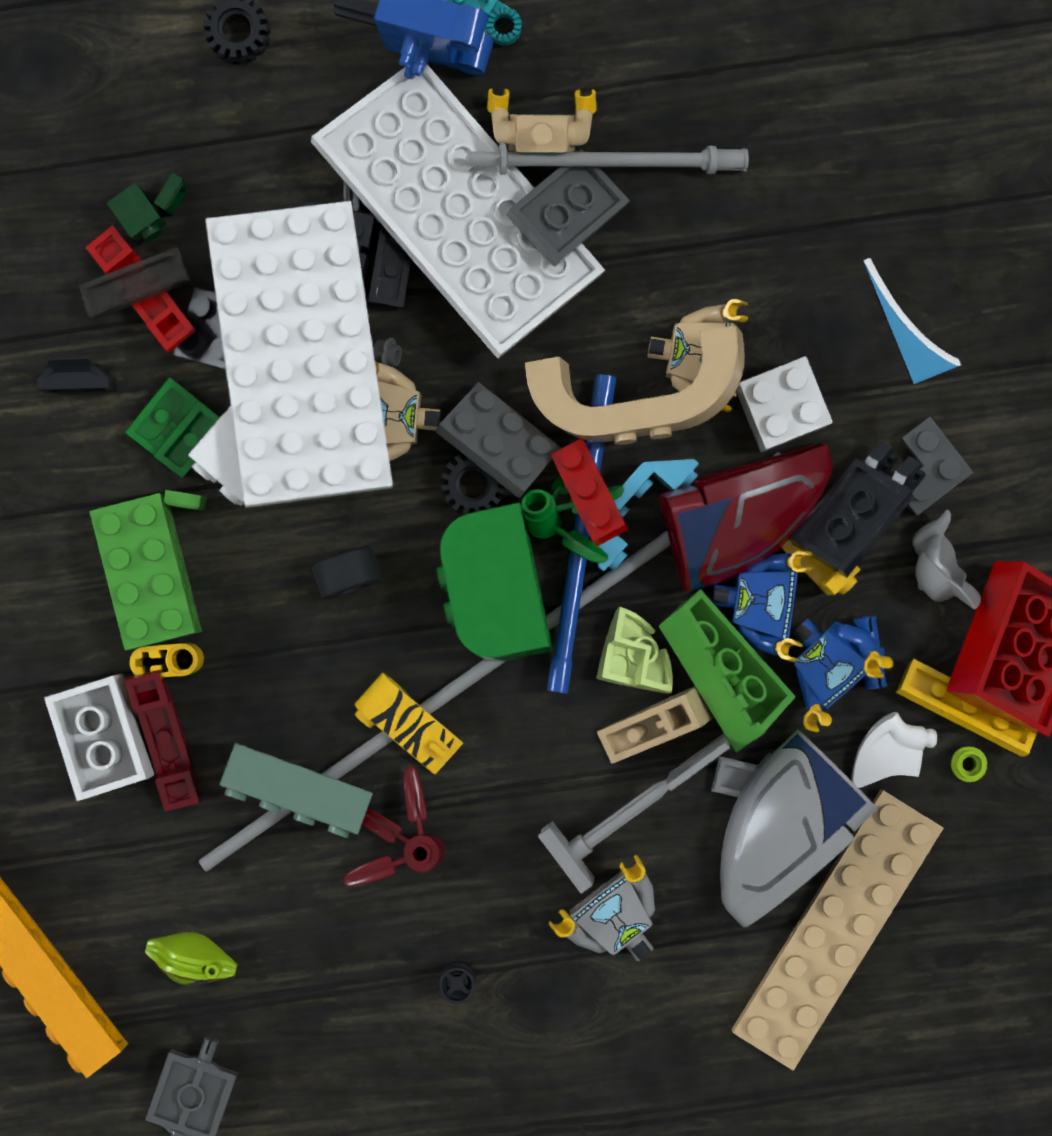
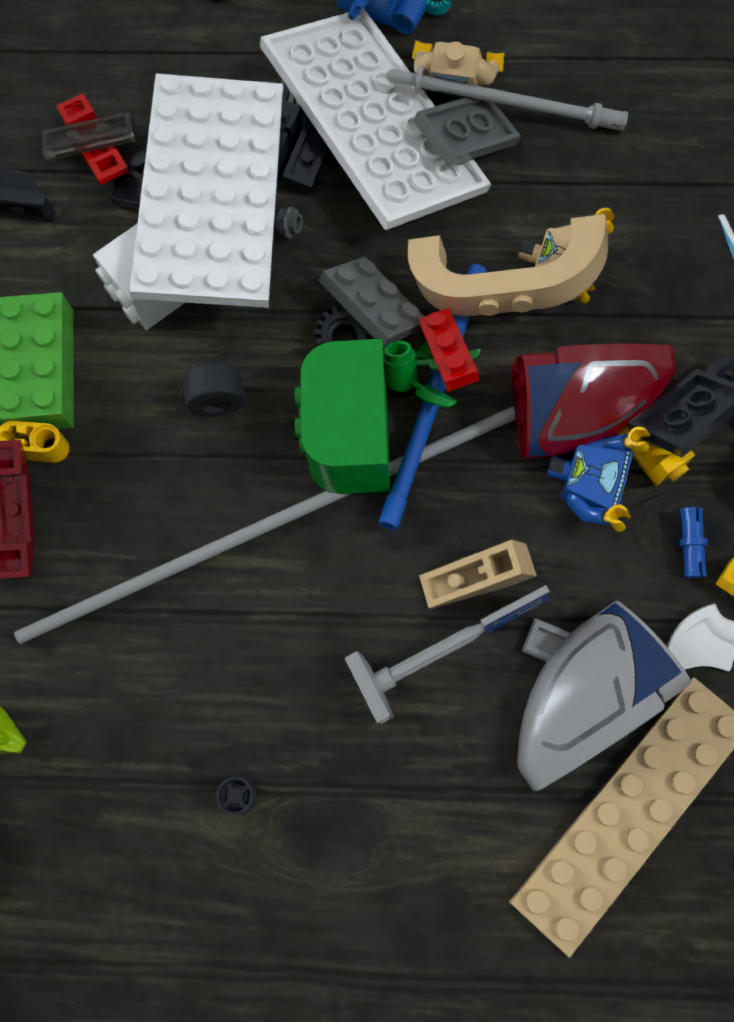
camera: 10 degrees right, 15 degrees down
(137, 214) = (105, 86): dark green brick -> none
(172, 194) = (137, 77): dark green tile -> none
(172, 426) = (77, 251): green slope -> none
(185, 500) = (86, 310): bright green tile -> none
(295, 789) = (117, 569): sand green wedge -> none
(391, 832) = (225, 653): dark red plant -> none
(402, 410) = (290, 267): tan torso -> none
(406, 723) = (241, 535): yellow door -> none
(613, 915) = (406, 753): light grey torso -> none
(633, 656) = (465, 511): yellowish green brick -> none
(670, 473) = (490, 359): medium azure slope -> none
(725, 670) = (552, 530): bright green wedge -> none
(783, 404) = (636, 309): white brick -> none
(833, 666) = (659, 543): torso -> none

